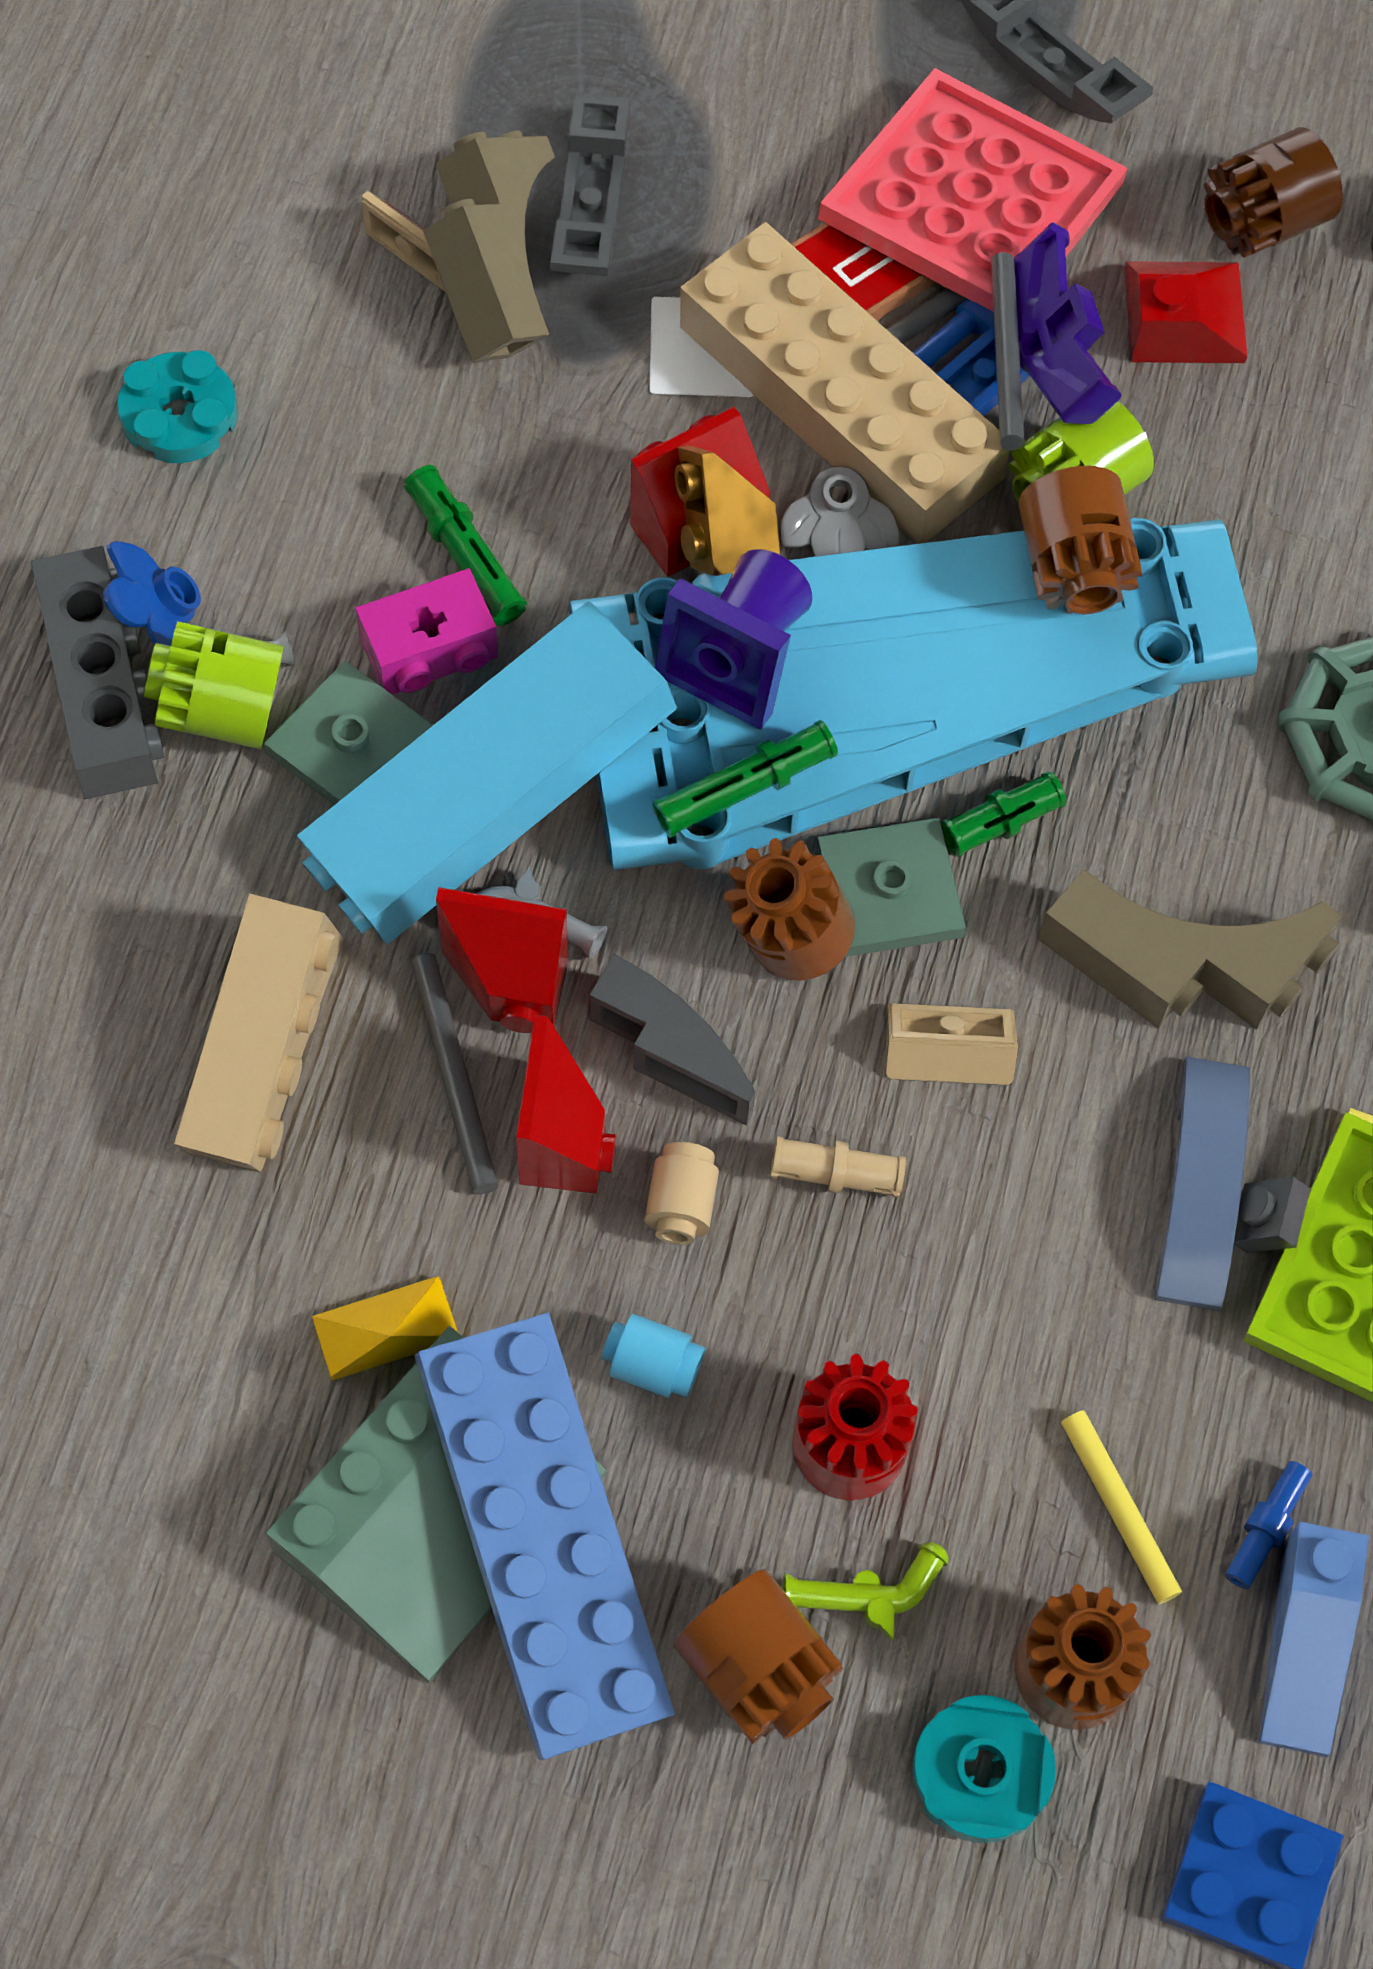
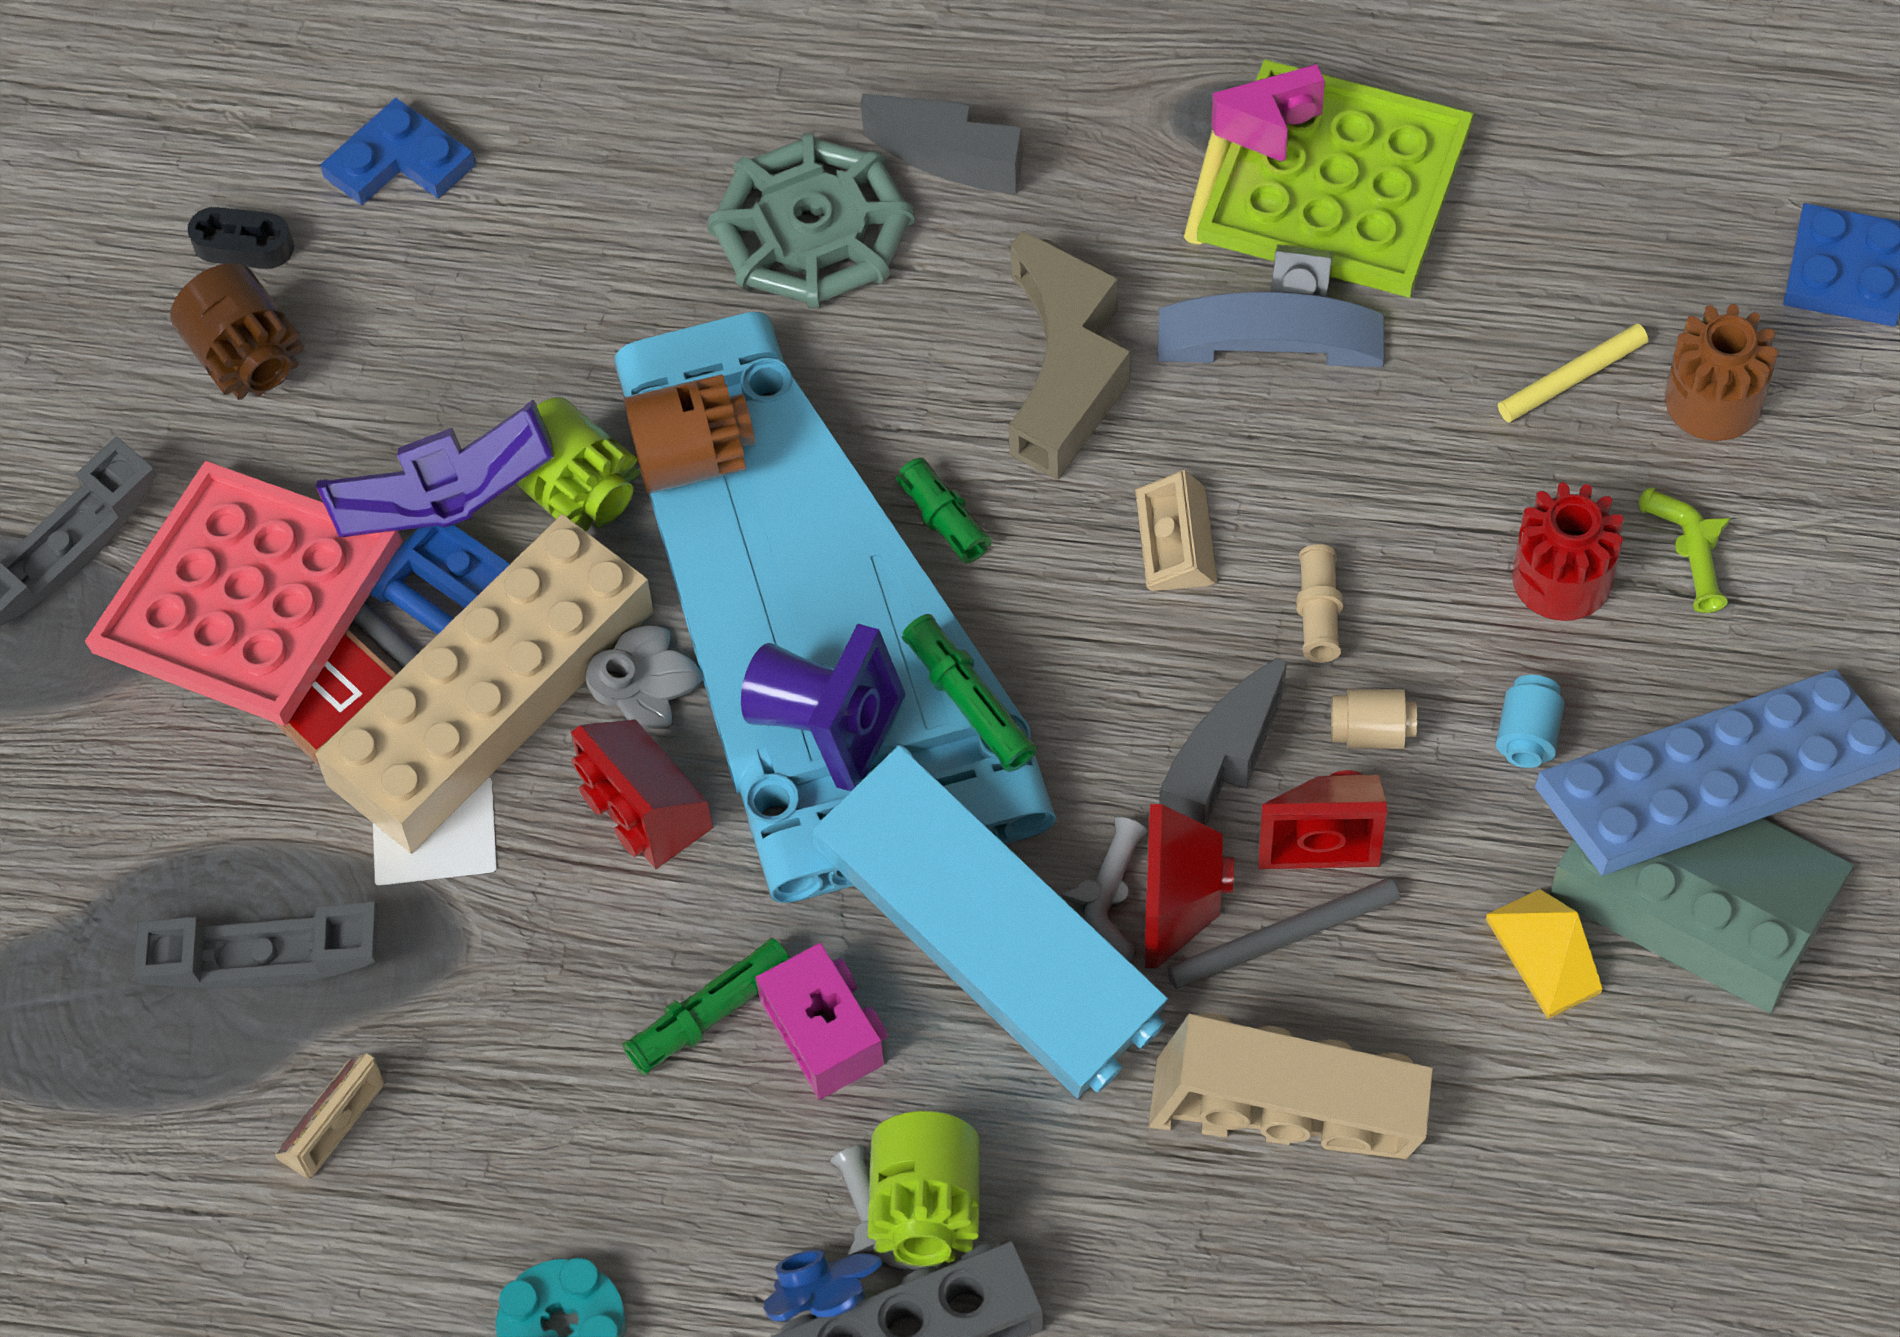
camera: 90 degrees left, 5 degrees down
(344, 733) = (946, 1069): sand green plate -> none
(483, 241) = (350, 1019): dark tan arch -> none
(721, 513) = (688, 743): pearl gold slope -> none
(760, 1658) = (1780, 600): dark orange gear -> none
(791, 911) = (1084, 676): dark orange gear -> none
(896, 885) = (1030, 595): sand green plate -> none
(1007, 351) = (458, 524): dark grey bar -> none
(1009, 1801) = (1813, 474): teal plate -> none
(1185, 312) = (360, 411): red slope -> none
(1268, 1525) = (1565, 268): blue bar -> none
(1312, 1637) = (1649, 229): medium blue slope -> none

